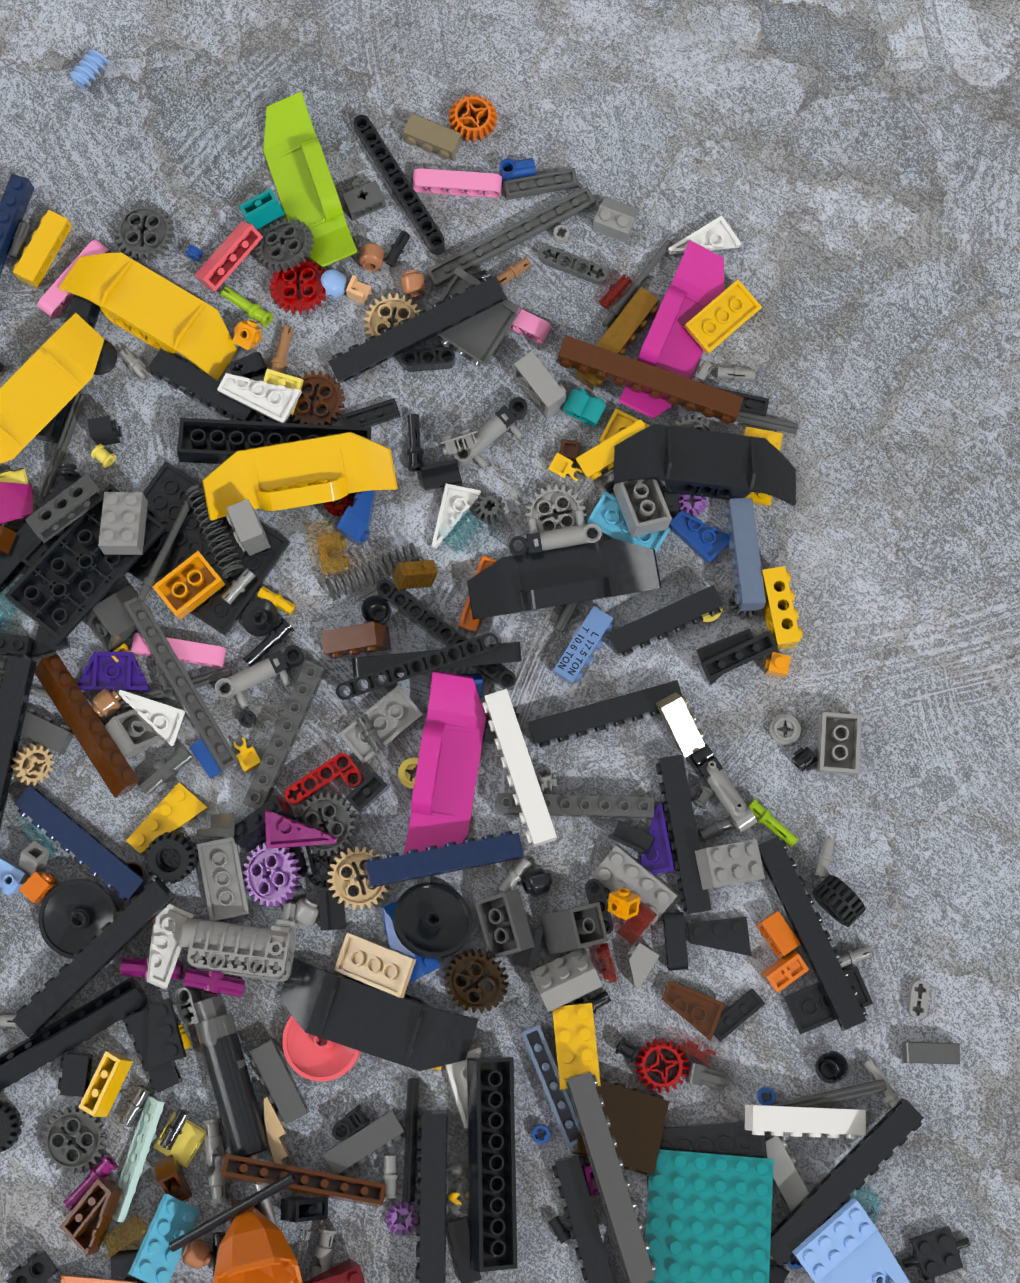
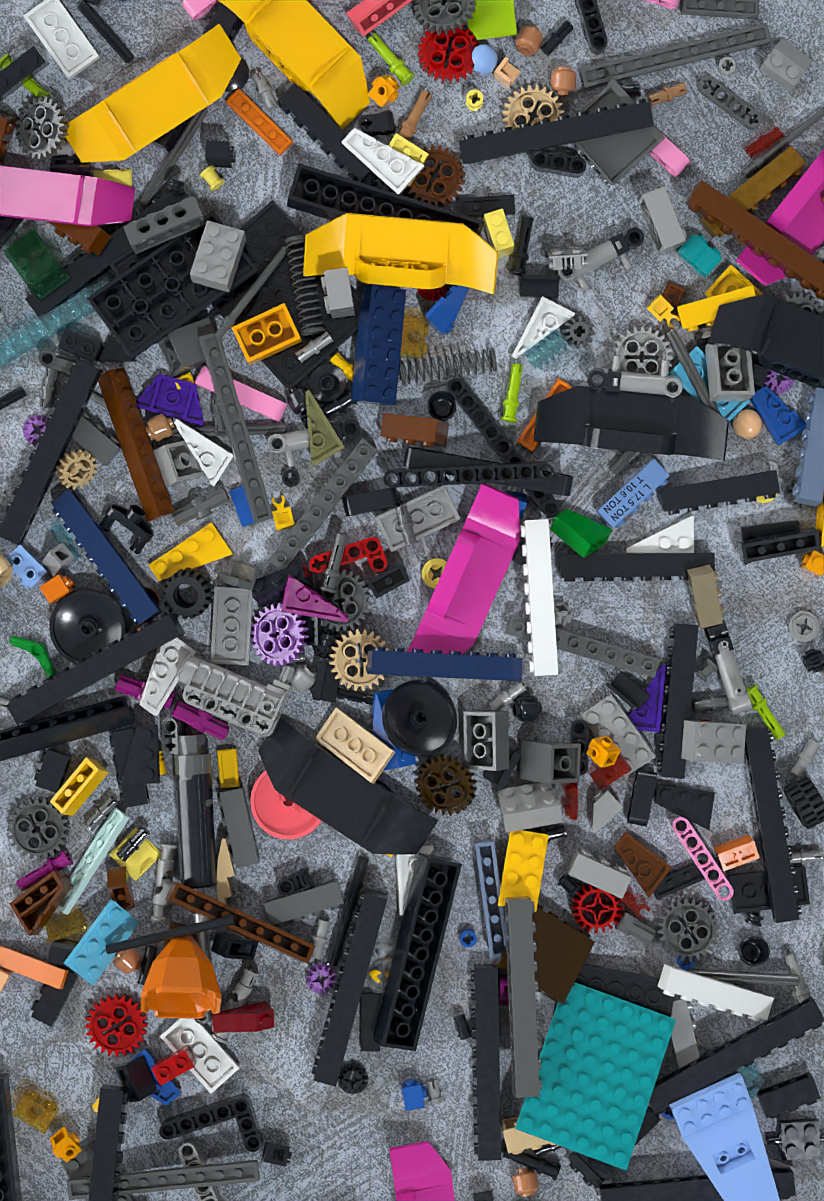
camera: 20 degrees right, 10 degrees up
(34, 956) = (37, 650): none -> green piece
(99, 800) = (132, 520): none -> black connector
(136, 394) = (259, 122): none -> orange tile
(238, 641) = (297, 400): none -> black head
(254, 1024) = (228, 768): none -> yellow tile
(267, 669) = (322, 436): none -> olive wing
(300, 568) = (378, 345): none -> dark blue brick
(309, 799) = (332, 572): none -> dark grey pin
(330, 318) = (471, 94): none -> light yellow bush
(330, 720) = (371, 501): none -> black beam
(365, 916) = (355, 696): none -> black axle
(388, 434) = (498, 232): none -> light yellow brick
(415, 574) = (488, 381): pearl gold brick -> none
(442, 590) = (511, 401): none -> lime pin
(542, 695) = (580, 532): none -> green slope
(605, 513) = (691, 369): none -> dark grey axle
(633, 679) = (674, 539): none -> white wing
(653, 1028) = (599, 872): none -> light grey brick
(674, 551) = (747, 424): none -> light nougat hair
(748, 1077) = (674, 939): none -> dark grey gear
(762, 988) = (706, 867): none -> bright pink beam
(778, 934) = (740, 817): orange hinge -> none
(822, 1034) = (754, 919): none -> black bush
(911, 1209) = (788, 1095): none -> black brick

